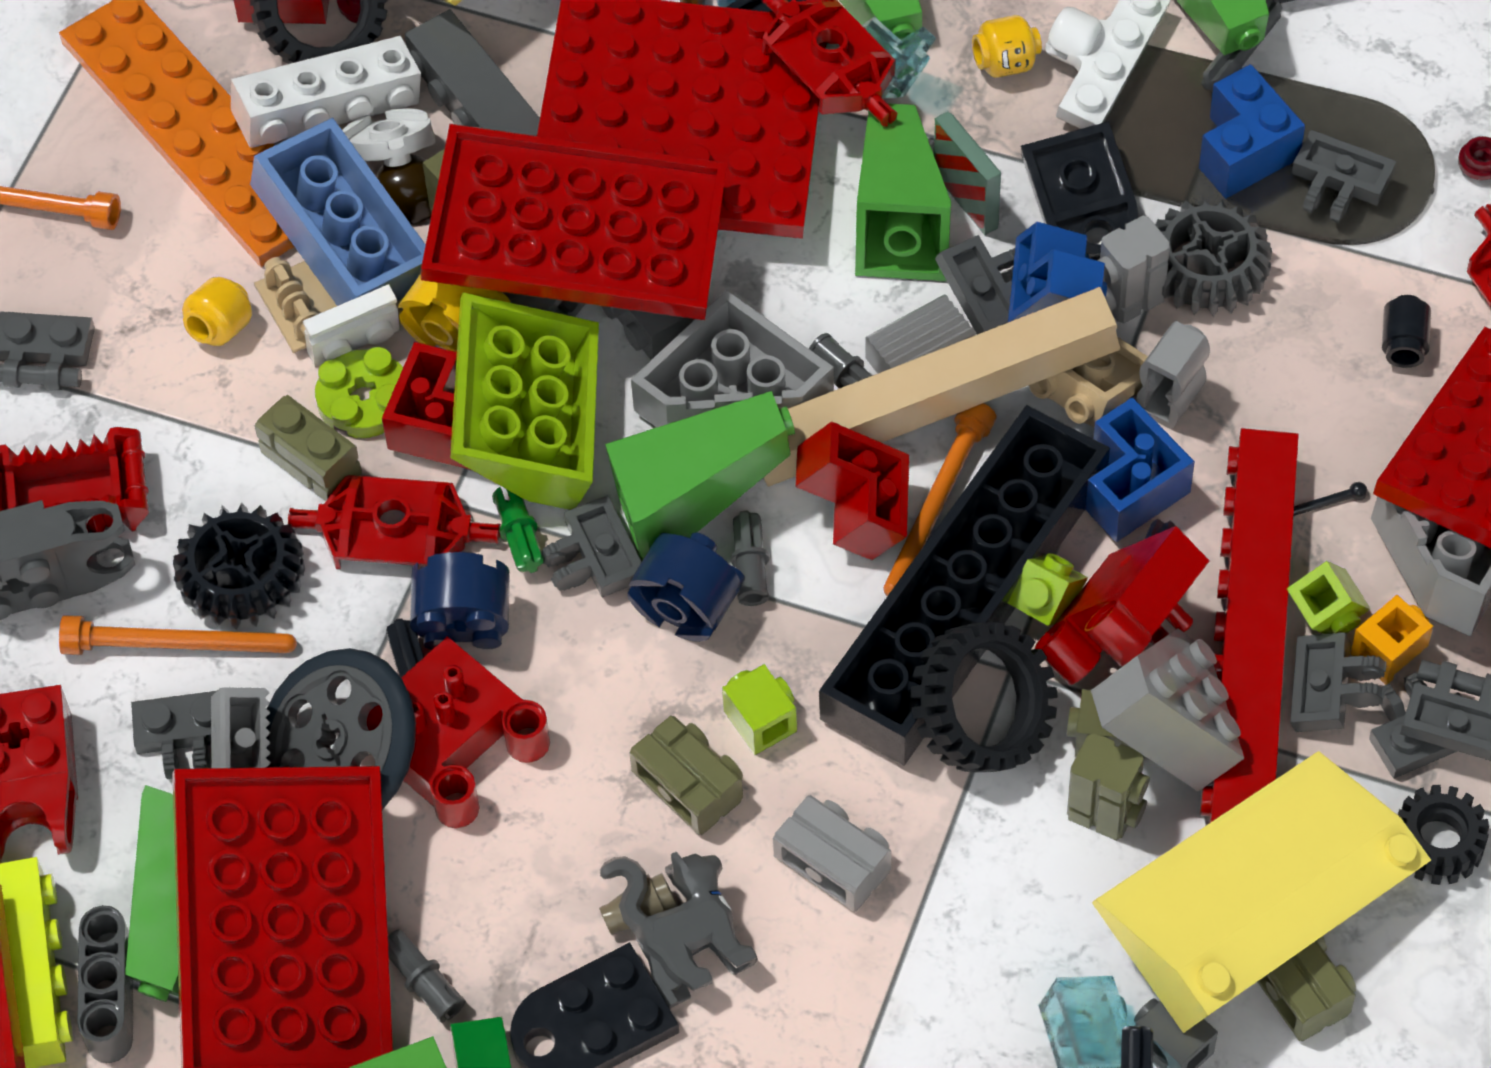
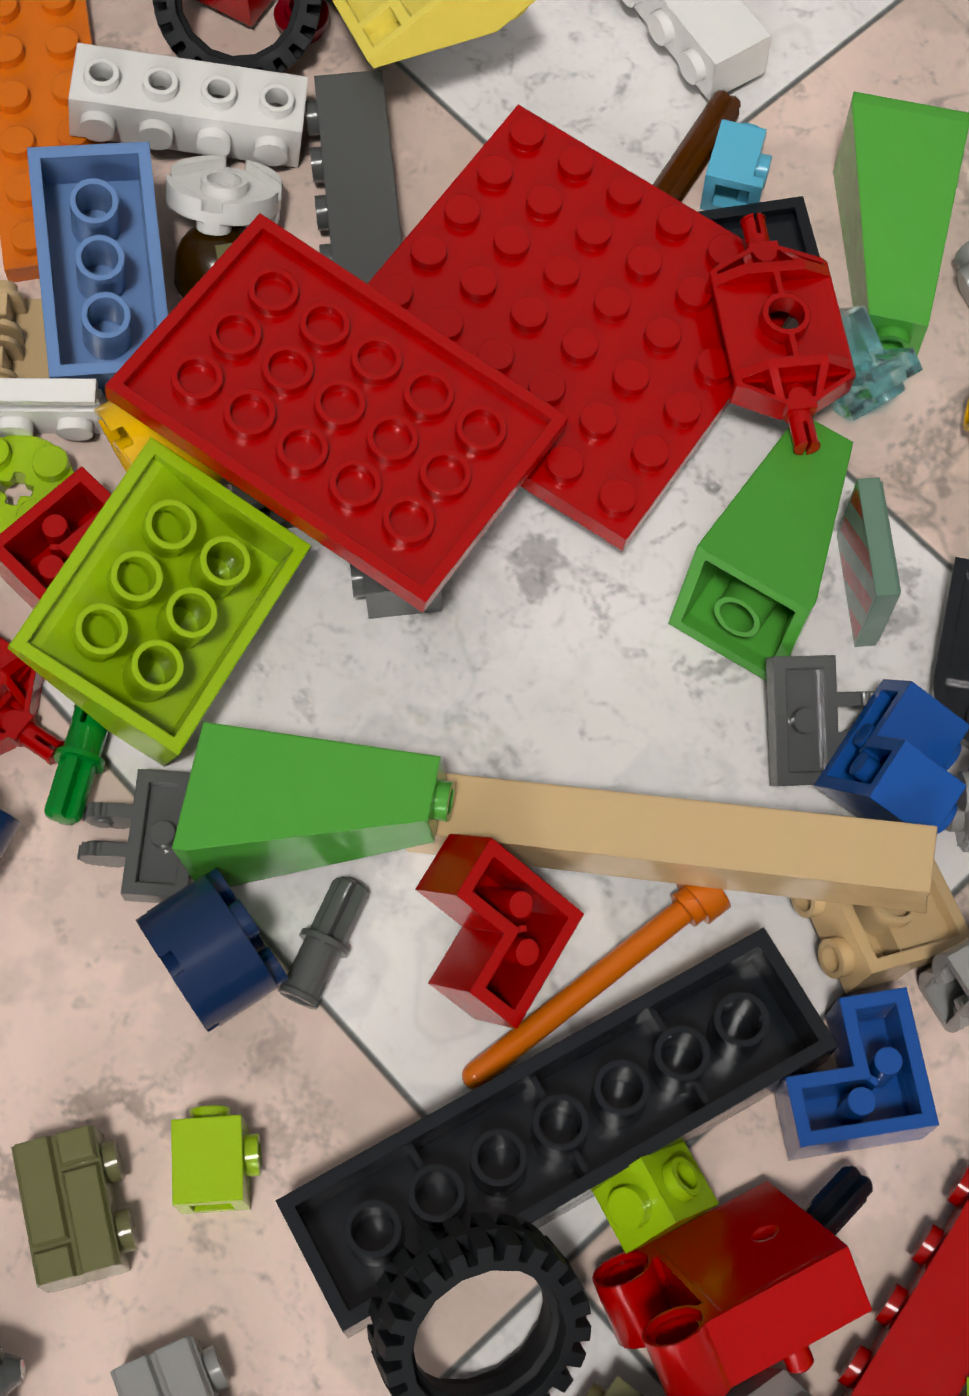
camera: 25 degrees right, 10 degrees up
(727, 361) = (432, 687): light grey brick -> none
(847, 368) = (581, 740): dark grey axle -> none
(917, 334) = (692, 758): light grey brick -> none

